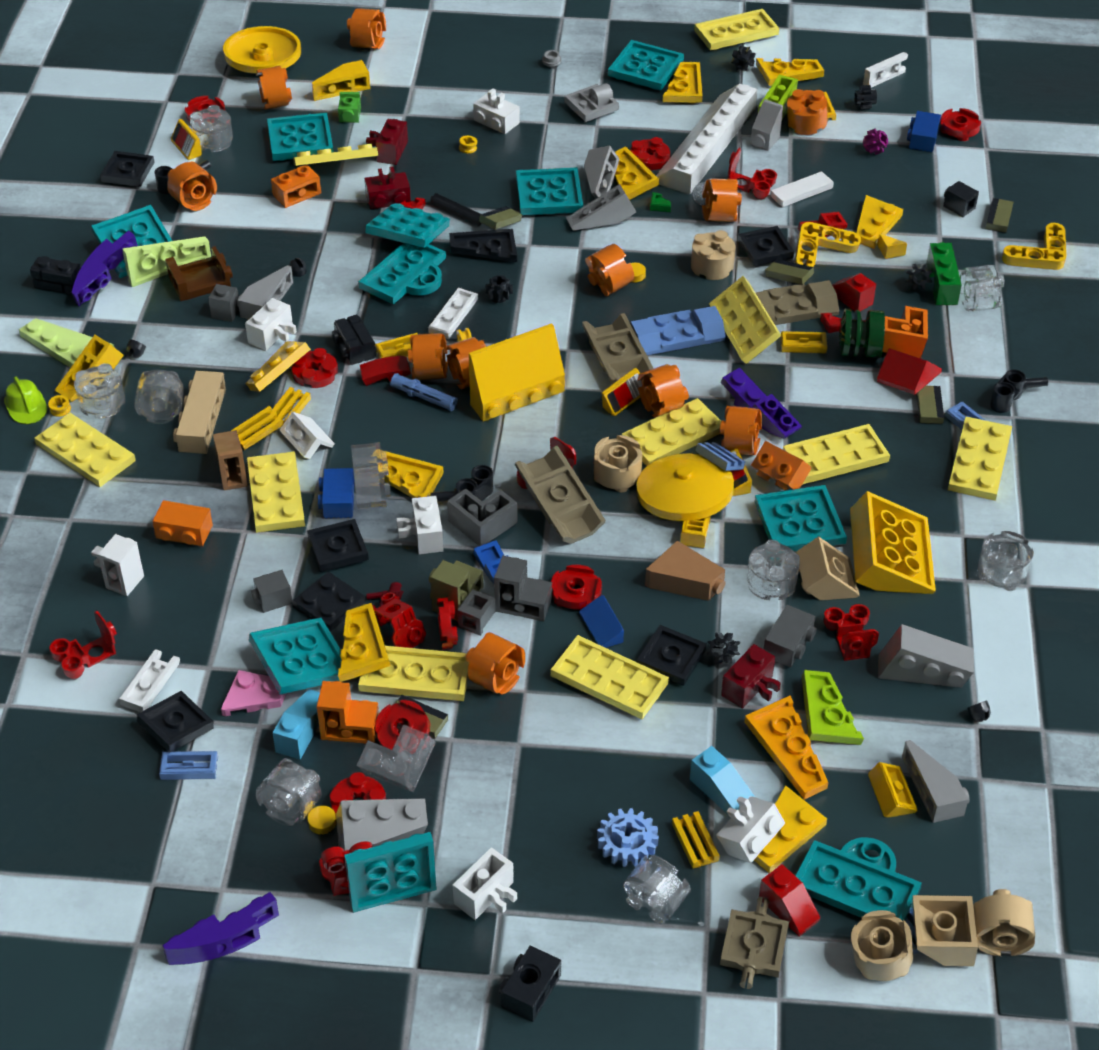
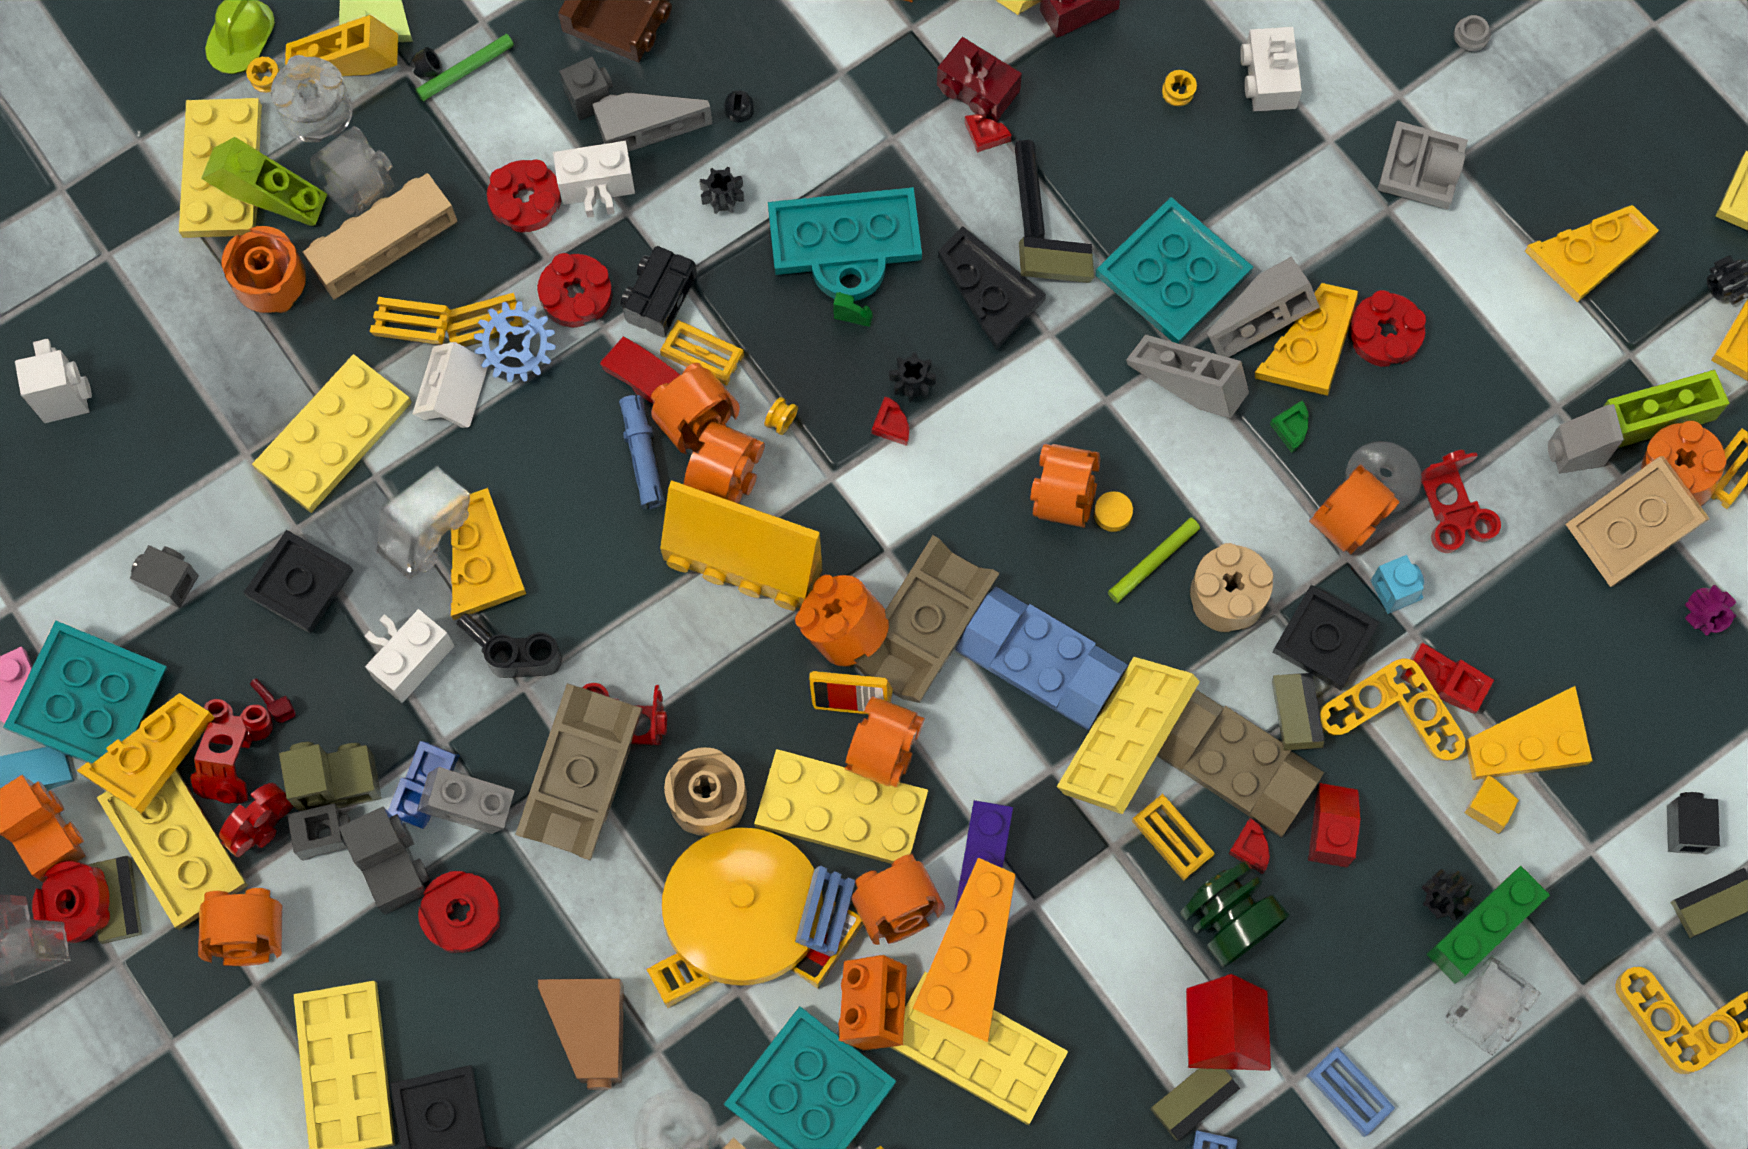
camera: 50 degrees right, 25 degrees up
(115, 429) = (262, 182): none -> lime slope
(153, 341) = (464, 67): none -> bright green bar
(164, 457) = (264, 269): none -> orange brick
(182, 523) = (179, 387): orange brick -> none
(230, 460) = (325, 338): medium nougat slope -> none
(255, 354) = (518, 176): none -> red plate
(277, 364) = (534, 246): yellow wing -> none
(317, 396) = (503, 327): none -> light blue gear
(328, 600) = (209, 647): black plate -> none
(332, 292) = (712, 190): none -> black gear
(337, 493) = (362, 509): blue brick -> none
(408, 225) = (929, 165): teal plate -> none
(441, 290) = (849, 312): none -> green tile
(453, 312) = (825, 358): white tile -> none
(482, 519) = (464, 714): dark grey brick -> none
(510, 312) = (891, 423): none -> red tile
(527, 541) = (465, 800): none -> light grey brick
(589, 367) = (842, 619): none -> orange brick
(602, 623) = (427, 990): blue slope -> none
(645, 65) = (1584, 163): teal plate -> none
(671, 275) = (1153, 560): none -> lime bar
(708, 139) = (1493, 378): white slope -> none
(766, 206) = (1398, 584): none -> medium azure brick
(794, 420) = (968, 961): none -> light orange wing
(802, 189) = (1508, 587): white tile -> none
(817, 132) = (1637, 521): none -> tan plate
(908, 333) = (1295, 978): orange brick -> none
(974, 358) = (1345, 1109): none -> medium blue tile

